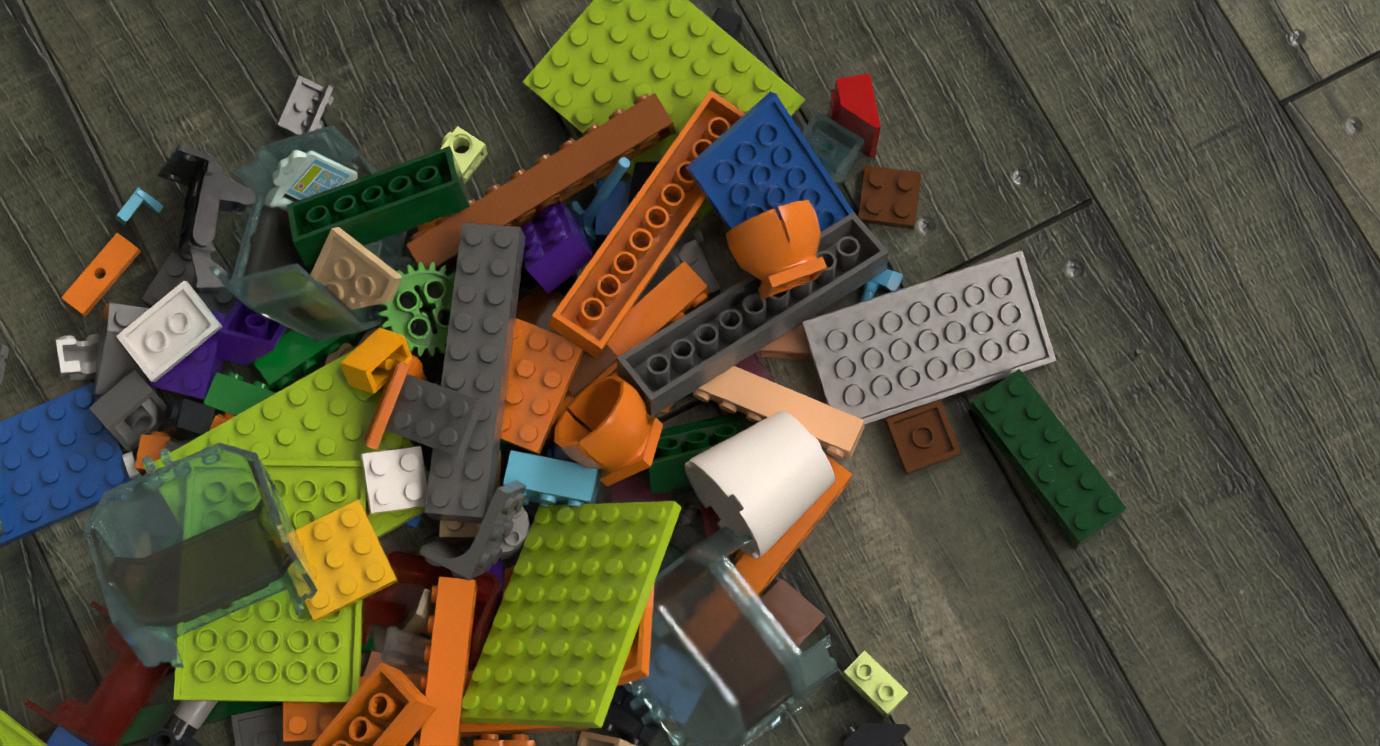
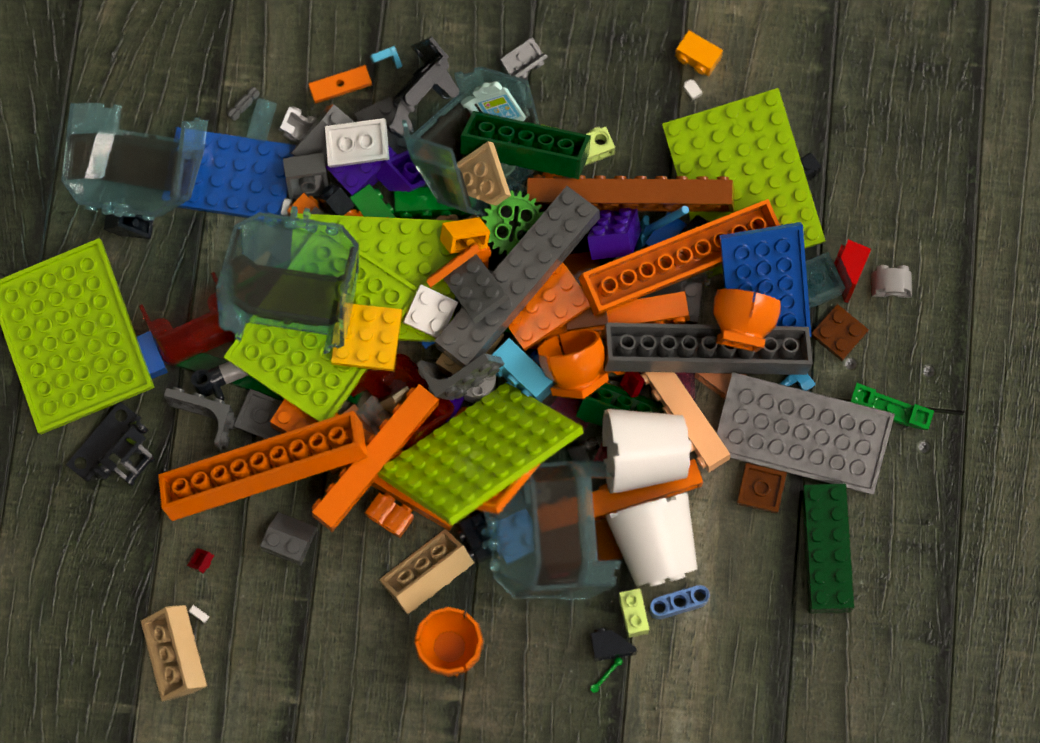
camera: 30 degrees right, 0 degrees up
(31, 377) = (261, 120): none -> clear light blue slope
(529, 21) = (692, 89): none -> white piece
(691, 410) = (632, 383): none -> dark red plate
(846, 579) = (656, 539): none -> white cone
(909, 101) = (891, 282): none -> light grey cylinder
(922, 622) = (688, 597): none -> medium blue beam
(1034, 242) = (905, 414): none -> green slope

